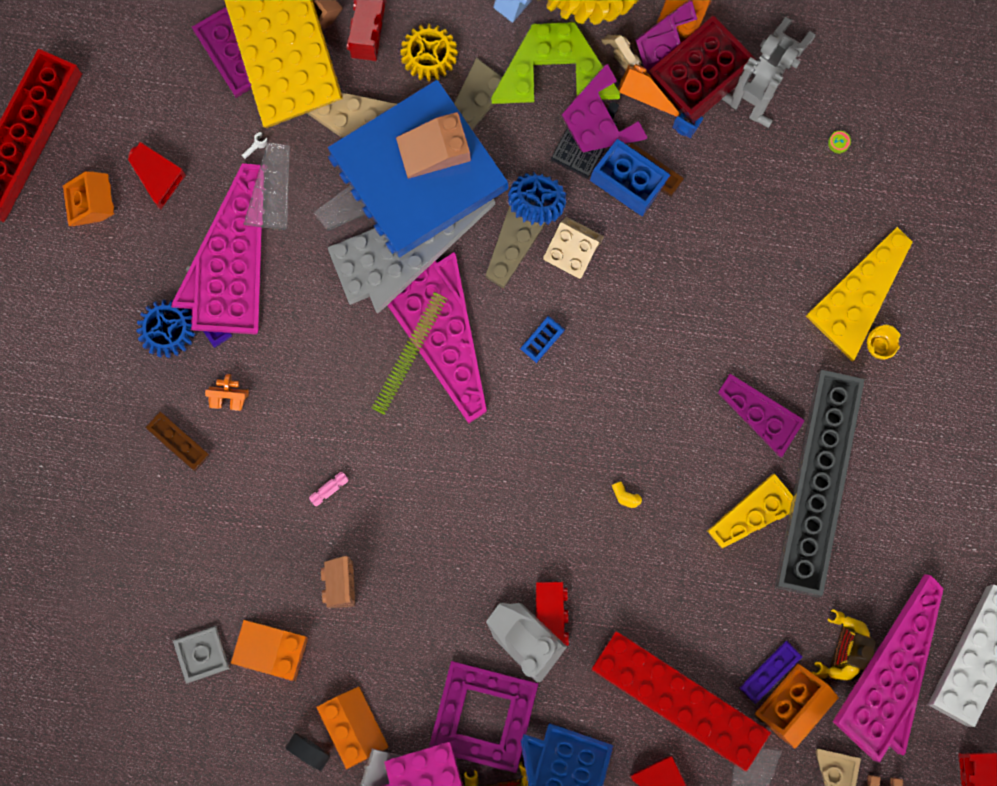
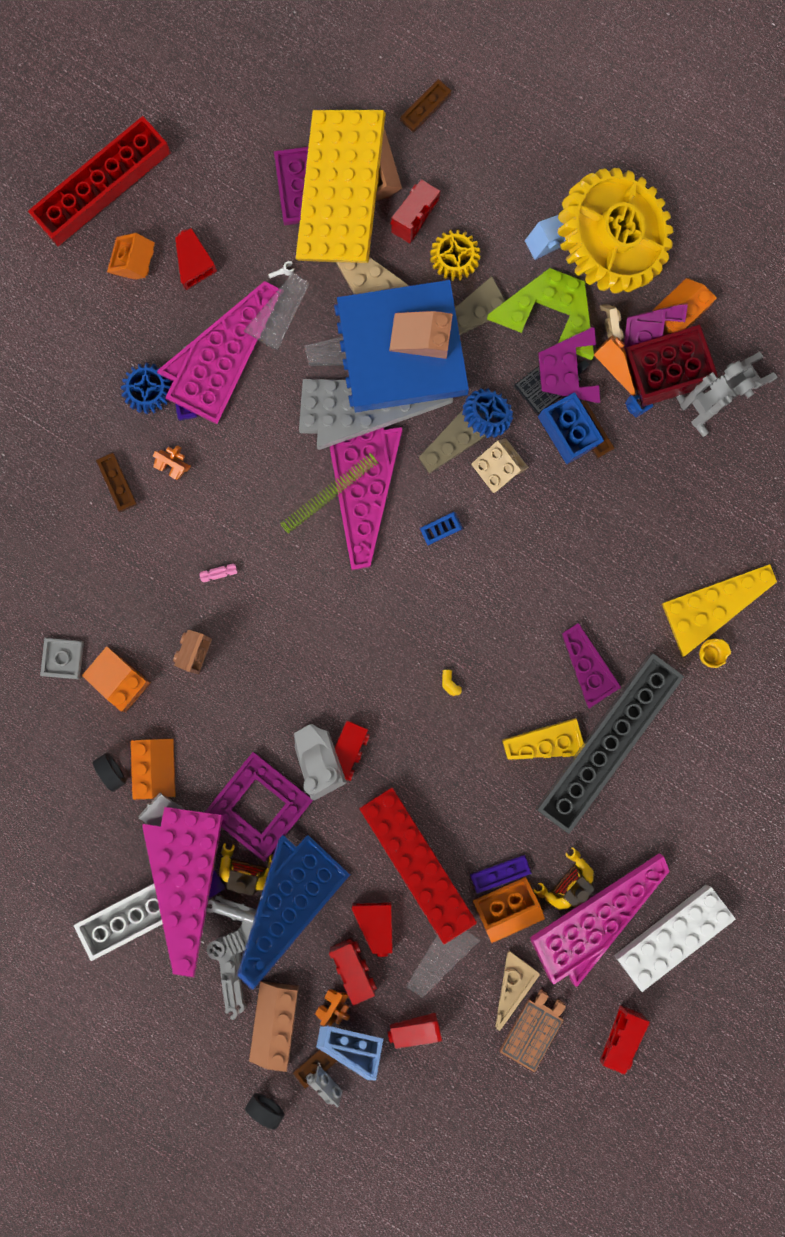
camera: 25 degrees right, 5 degrees up
(839, 142) = (755, 474): lime tile -> none

